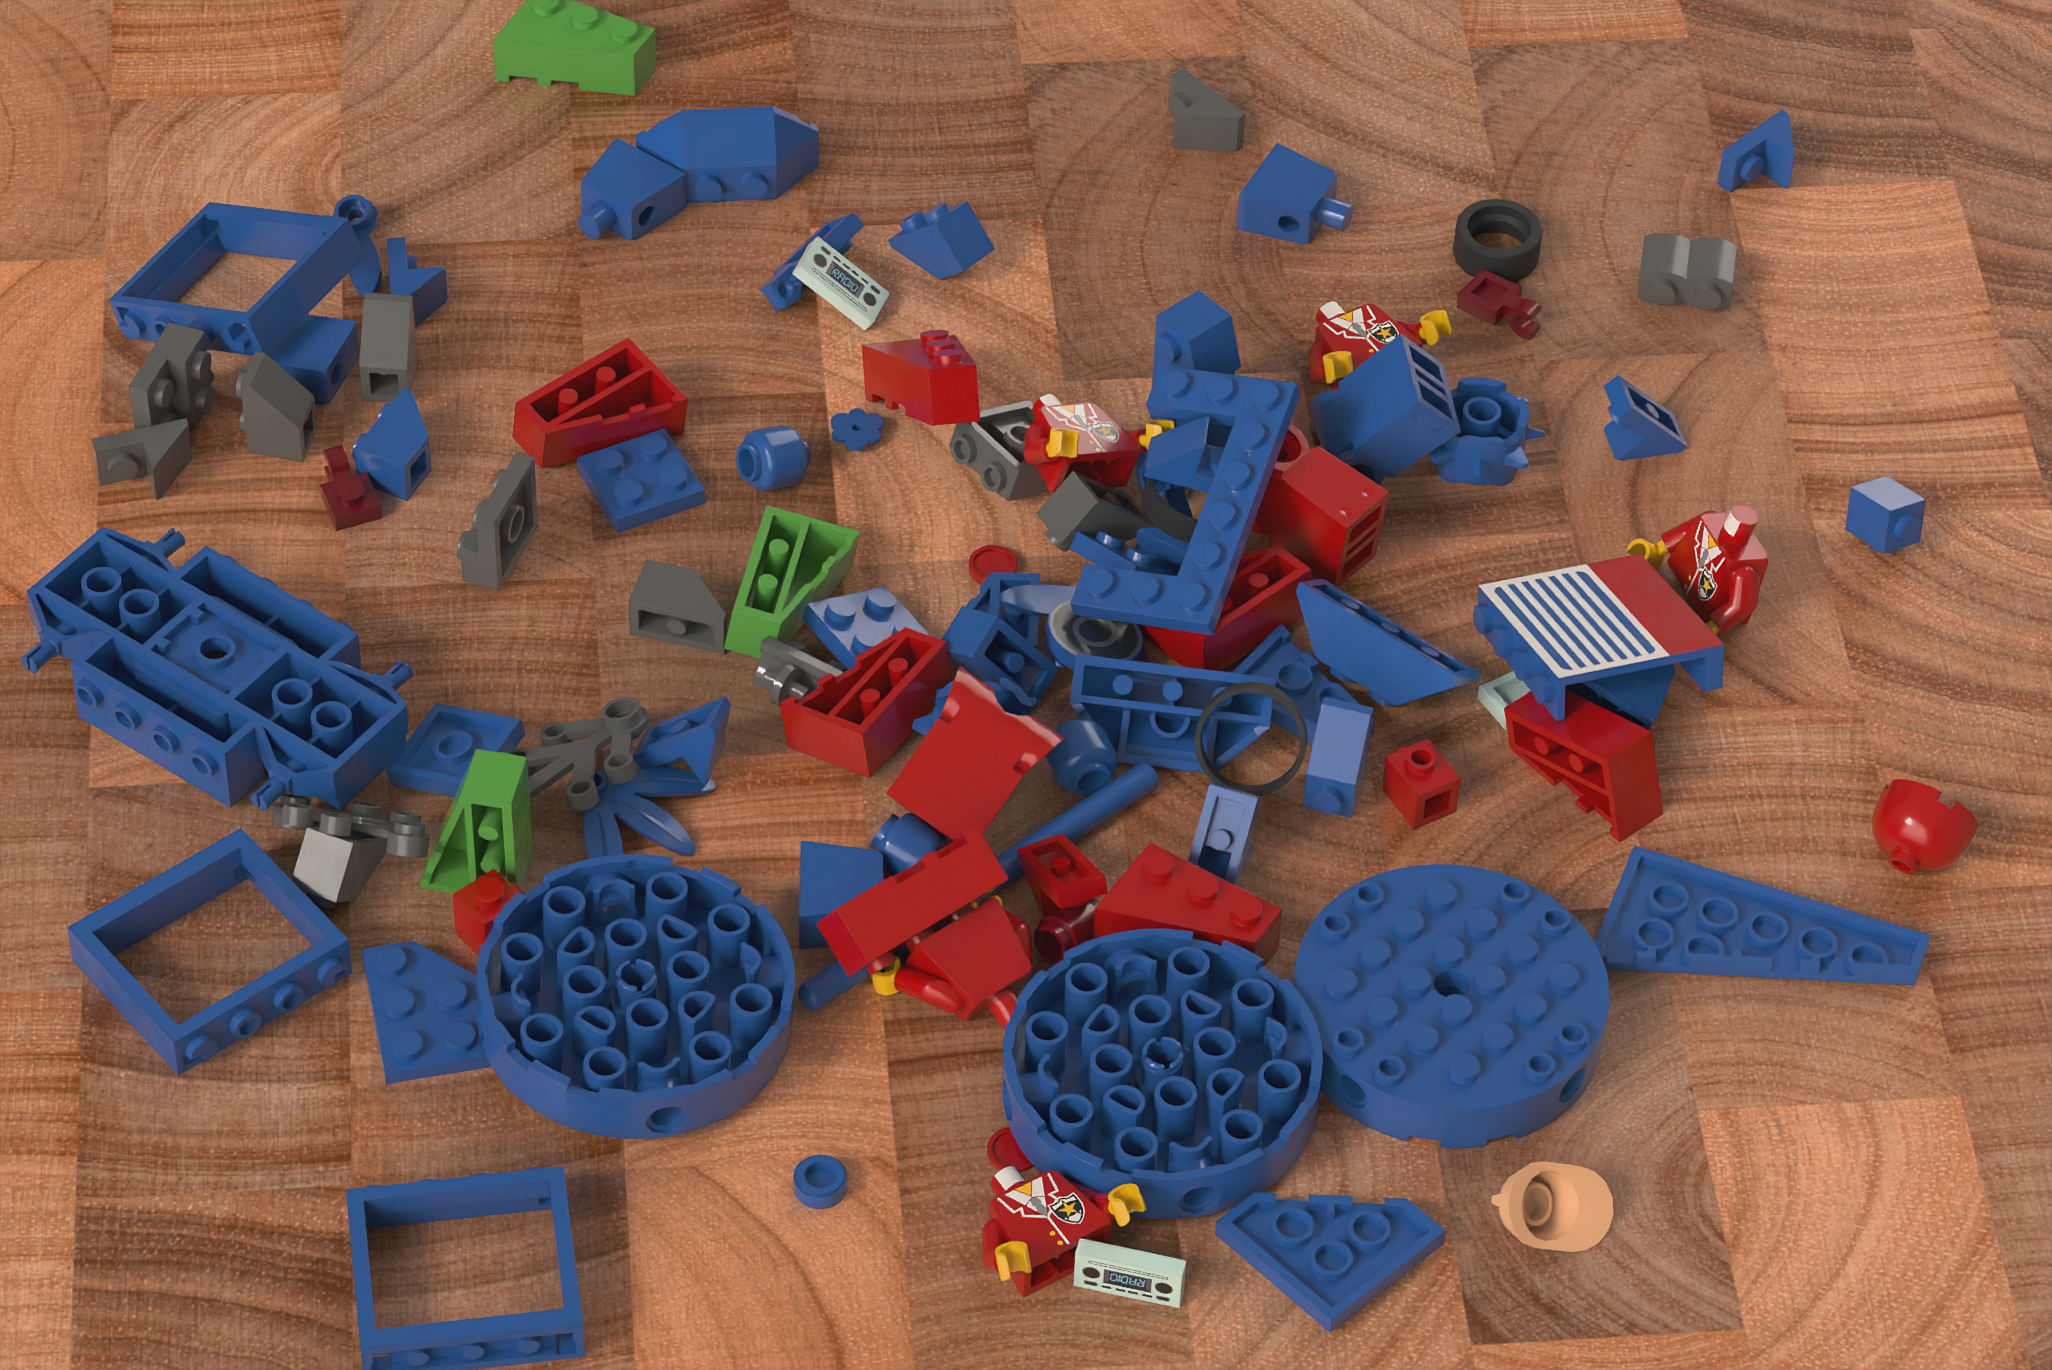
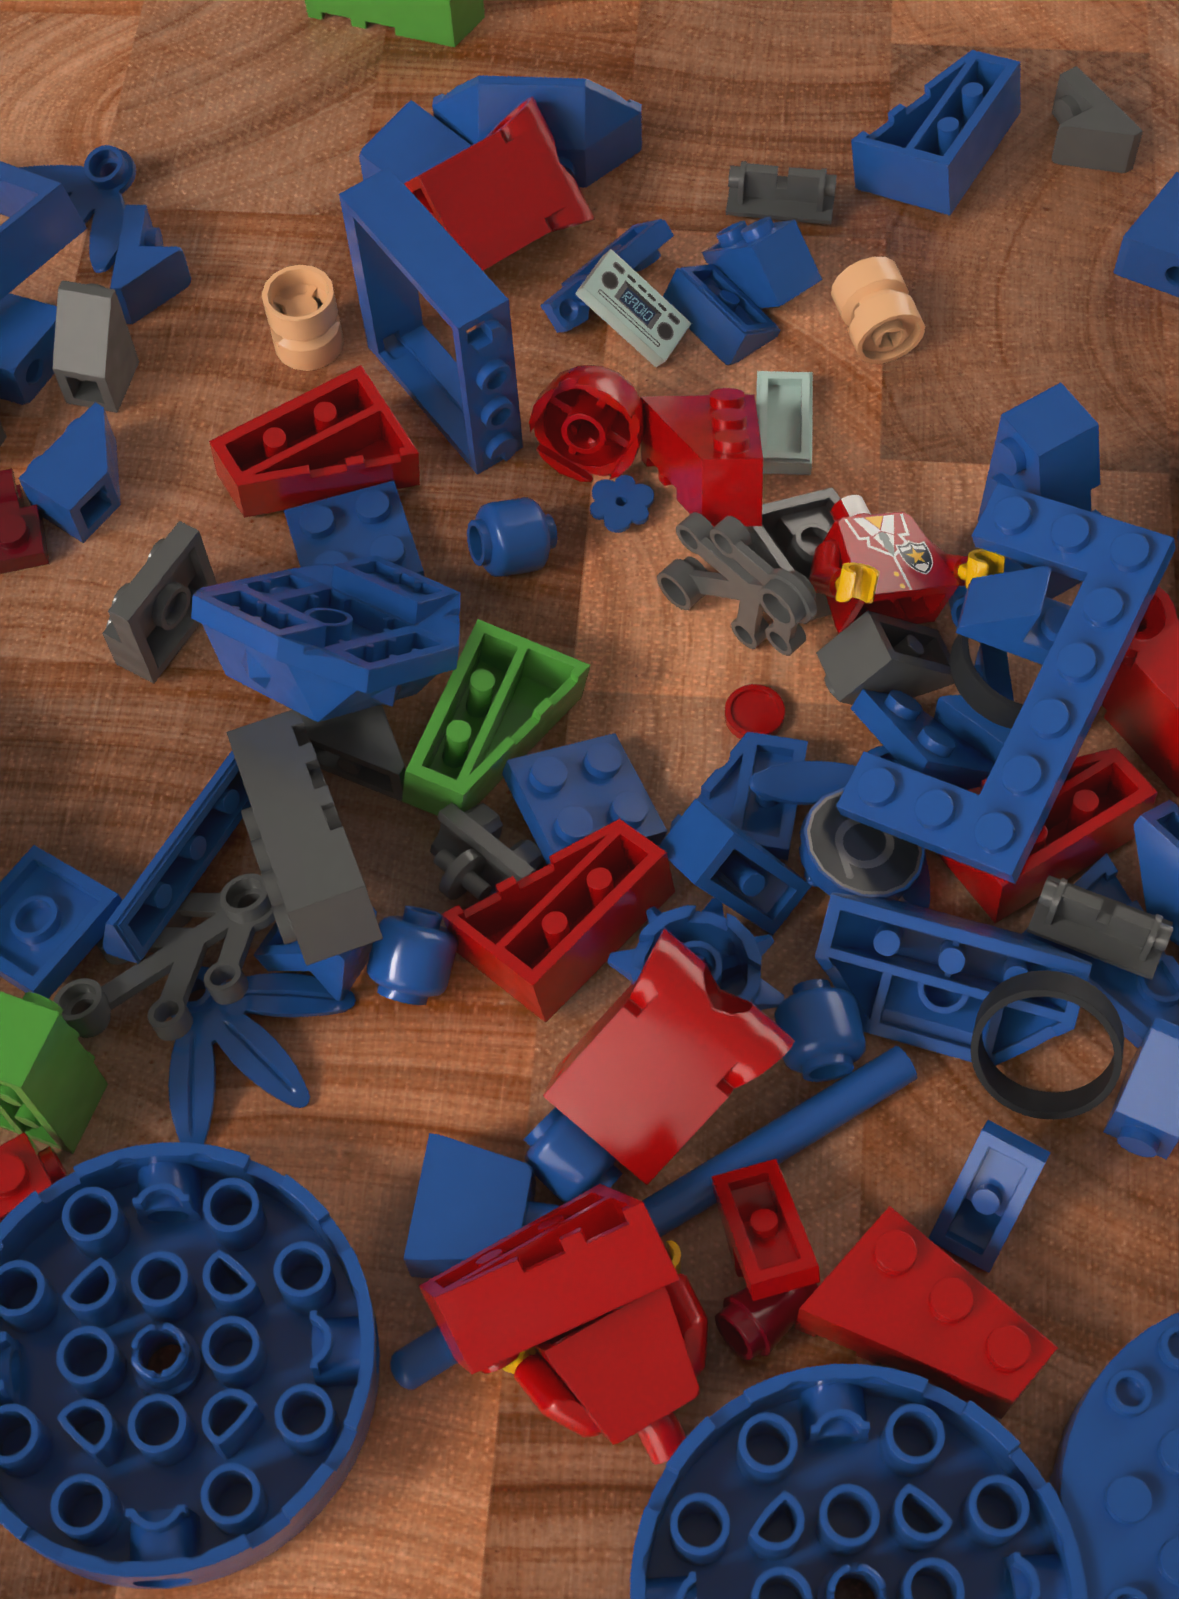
camera: 15 degrees right, 15 degrees up
(561, 313) = (303, 317): none -> light nougat wheel
(566, 690) = (177, 865): none -> blue slope
(640, 220) = (403, 251): none -> blue window
(654, 529) = (333, 634): none -> blue piece
(662, 656) = (301, 841): none -> dark grey wedge
(707, 206) = (503, 189): none -> red piece
(759, 740) = (413, 956): none -> blue head
(821, 370) = (588, 423): none -> red cylinder
(912, 284) = (719, 312): none -> blue slope
(928, 186) = (761, 193): none -> dark grey hinge
(985, 347) = (785, 421): none -> light aqua tile
(1006, 456) = (782, 594): none -> dark grey plant
(1045, 268) = (877, 310): none -> light nougat wheel
(1077, 134) = (944, 137): none -> blue wedge
(1295, 667) = (1100, 927): none -> dark grey hinge

